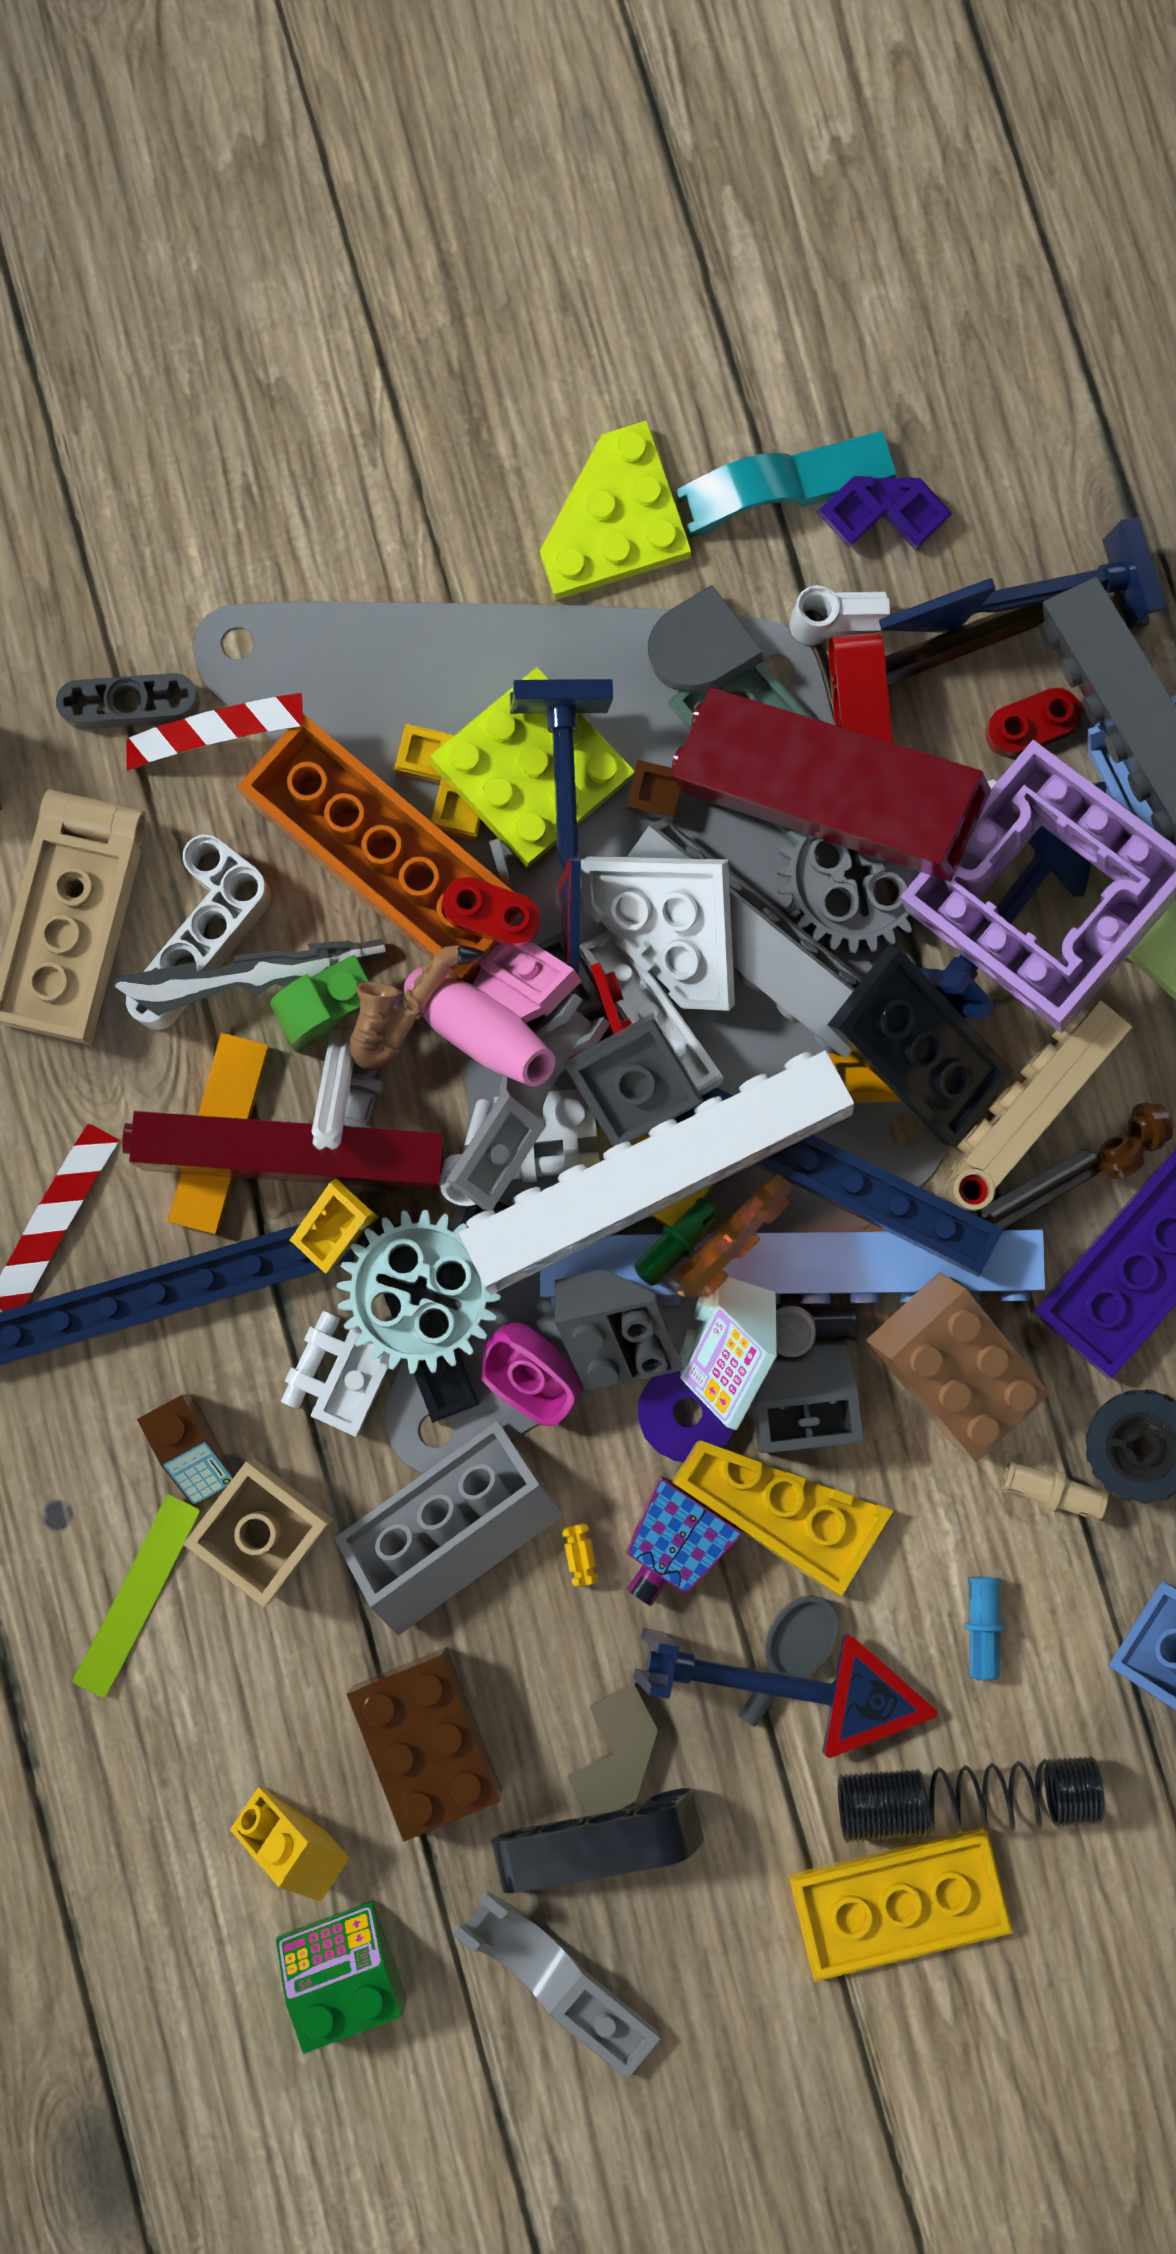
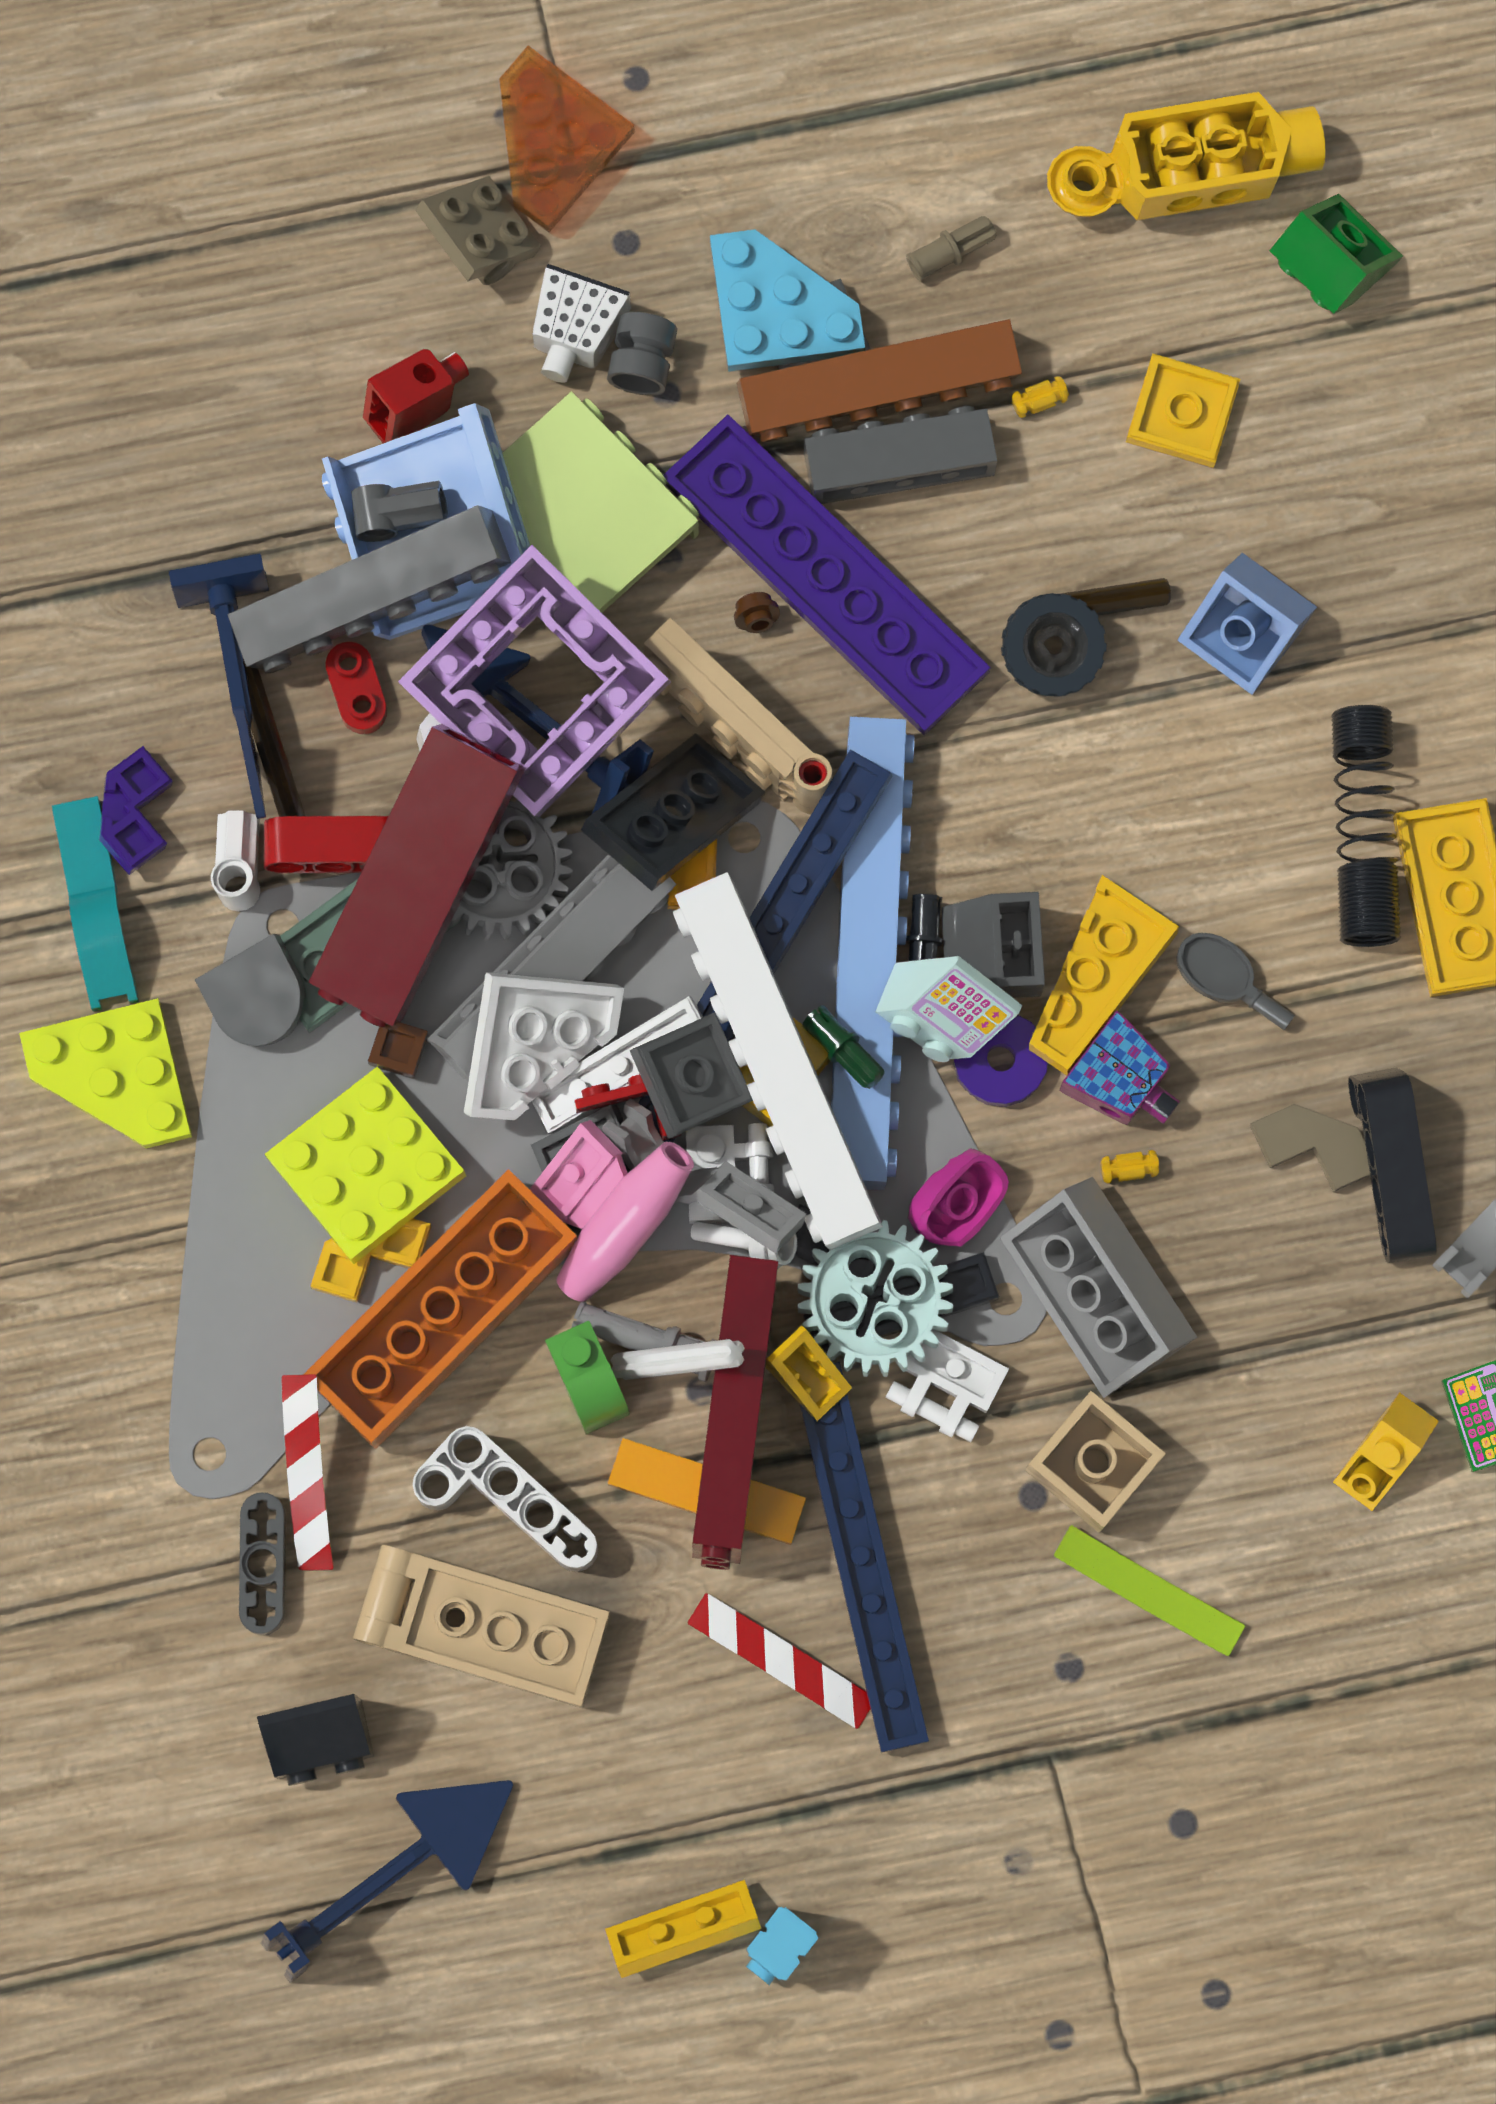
camera: 90 degrees left, 5 degrees down
(187, 1448) = (1012, 1530): reddish brown slope -> none
(255, 972) = (552, 1442): sword -> none
(384, 1027) = (616, 1312): medium nougat piece -> none
(425, 1744) = (1297, 1317): reddish brown brick -> none
(490, 911) = (518, 1200): red plate -> none
(500, 862) = (458, 1200): light grey piece -> none
(562, 702) = (492, 1127): dark blue piece -> none
(613, 1330) = (922, 1110): dark grey slope -> none
(704, 1270) = (850, 995): clear orange plate -> none
(794, 1331) = (930, 945): light grey piece -> none
(863, 1700) = (1274, 914): dark blue piece -> none
(958, 1366) = (973, 802): medium nougat brick -> none
(984, 1628) = (1212, 801): dark azure axle -> none
(1041, 1189) = (810, 713): dark brown axle -> none
(1055, 1491) = (1090, 728): tan pin -> none
(1121, 1156) = (783, 642): reddish brown plate -> none

